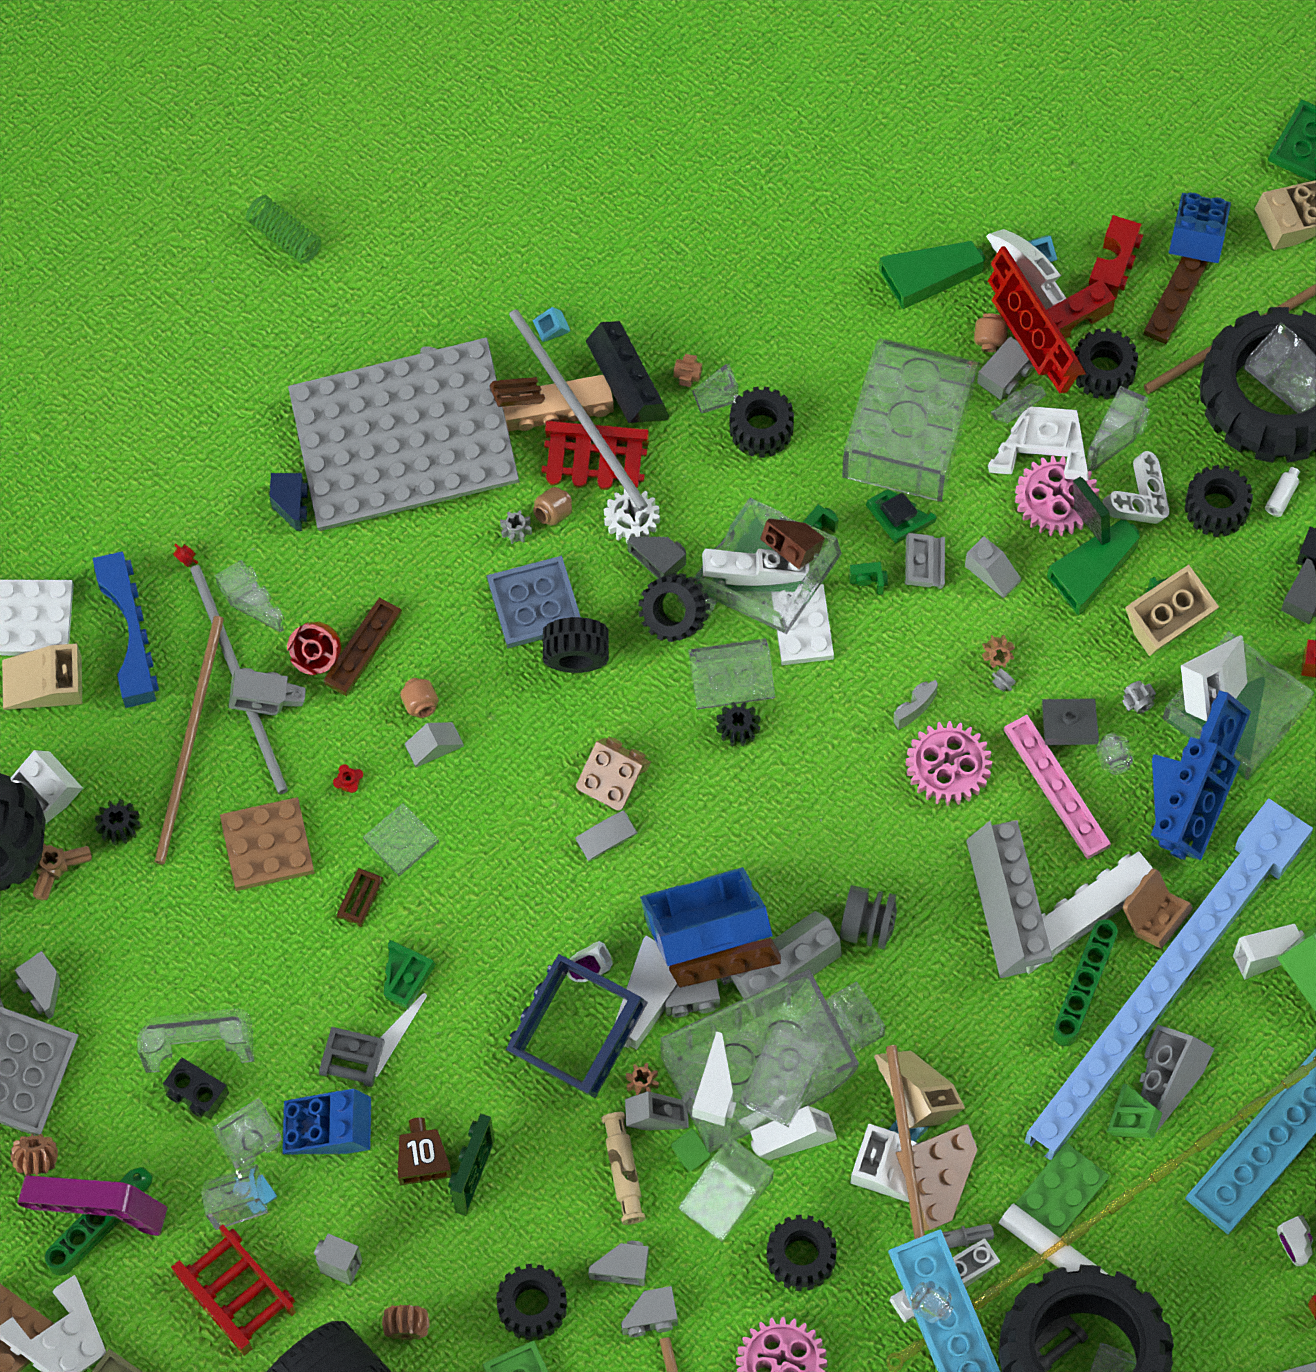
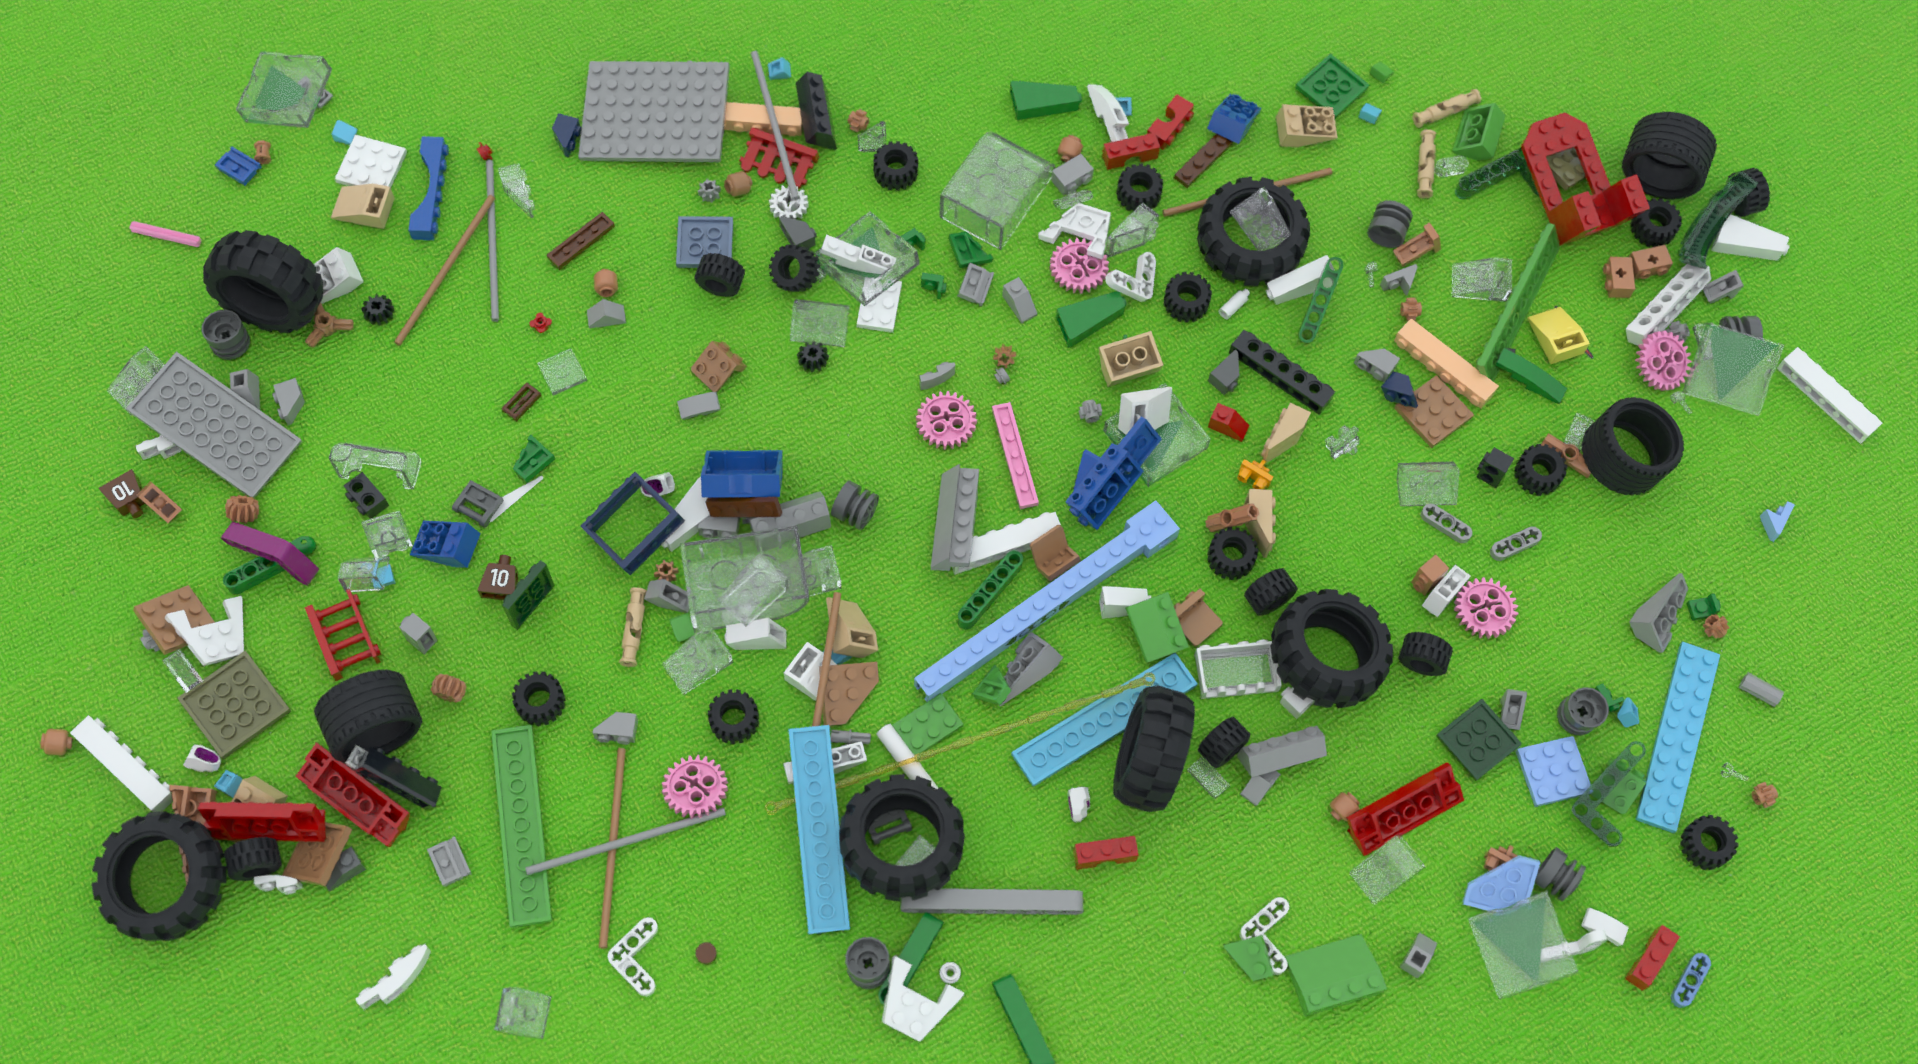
camera: 10 degrees right, 0 degrees up
(263, 692) = (503, 251): light grey hinge -> none
(267, 844) = (472, 350): medium nougat plate -> none
(314, 647) = (546, 231): red cylinder -> none
(514, 388) = (736, 100): reddish brown tile -> none
(622, 1264) = (609, 691): light grey slope -> none
(715, 1090) = (702, 588): white slope -> none
(792, 540) = (886, 244): copper slope -> none
(898, 509) = (968, 245): black tile -> none
(931, 1301) = (805, 772): clear head -> none
(1032, 323) = (1097, 148): red slope -> none
(1070, 721) = (1038, 414): dark grey plate -> none
(1091, 510) = (1096, 278): tile -> none
(1115, 754) = (1061, 444): clear head -> none

